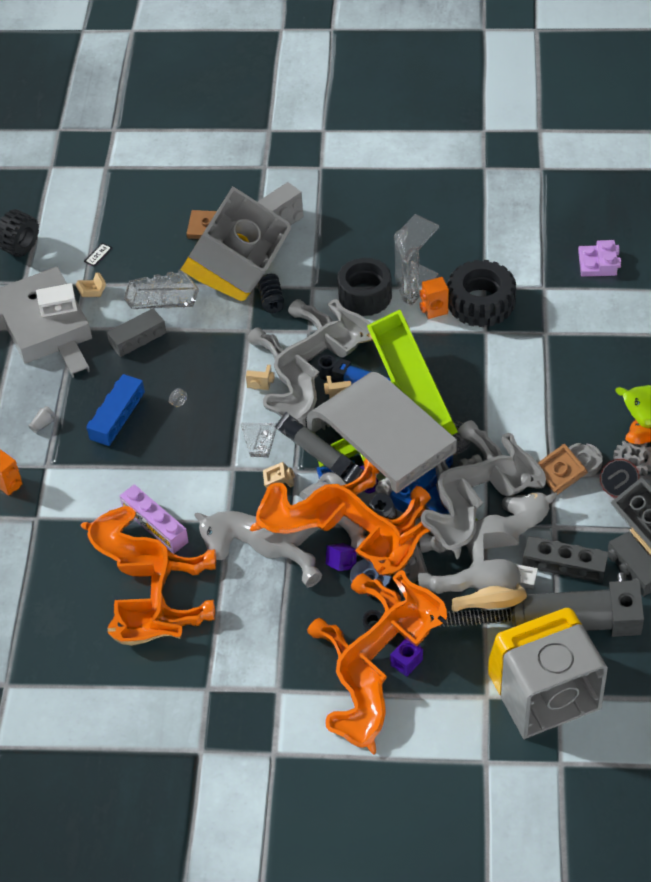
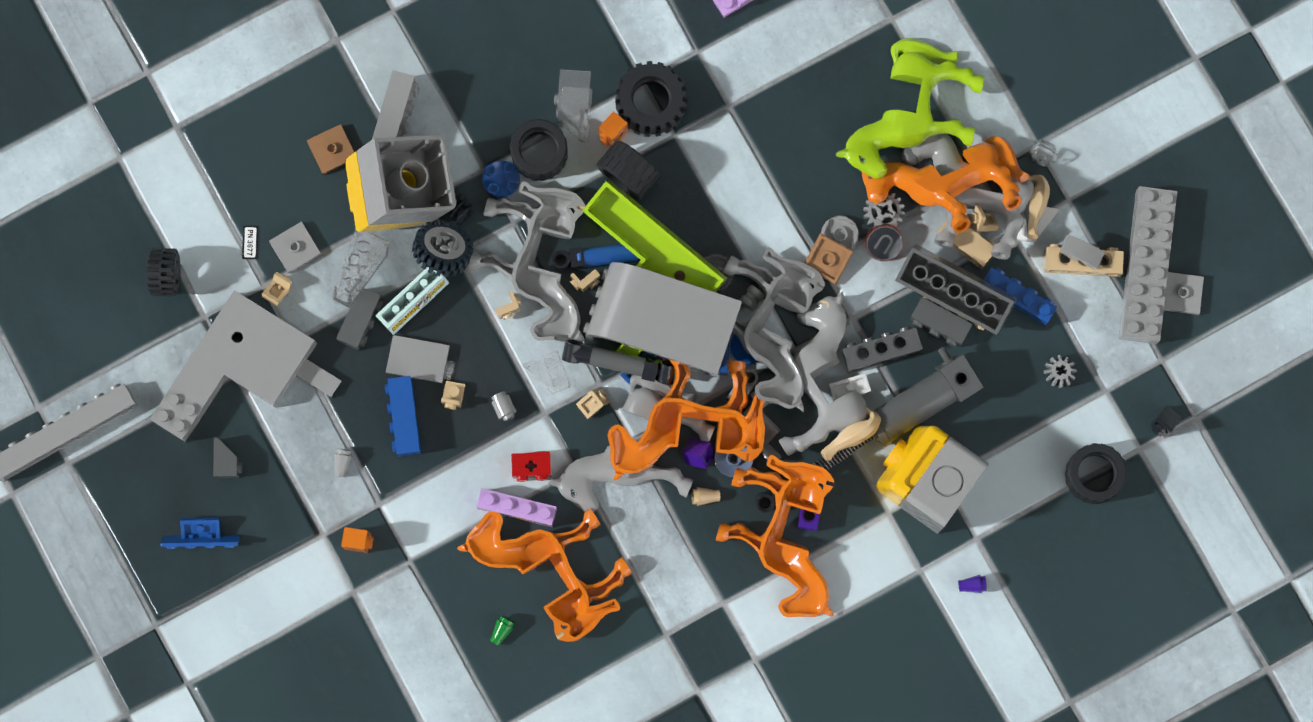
camera: 35 degrees left, 30 degrees up
(56, 300) = (269, 334): white brick -> none
(67, 605) = (501, 630): none -> green cone
(126, 268) = (295, 247): none -> light grey plate
(160, 380) = (417, 359): none -> light grey tile
(167, 418) = (453, 395): none -> tan bracket
(187, 336) = (411, 300): none -> light aqua brick
(190, 495) = (523, 460): none -> red brick
(201, 443) = (503, 406): none -> light grey brick
(236, 310) = (453, 248): none -> black wheel
(320, 295) = (501, 178): none -> blue dish
(321, 592) = (704, 496): none -> tan cone
(383, 506) = (706, 384): black piece -> none
(428, 322) = (628, 170): none -> black tyre
(533, 799) = (974, 584): none -> dark purple cone

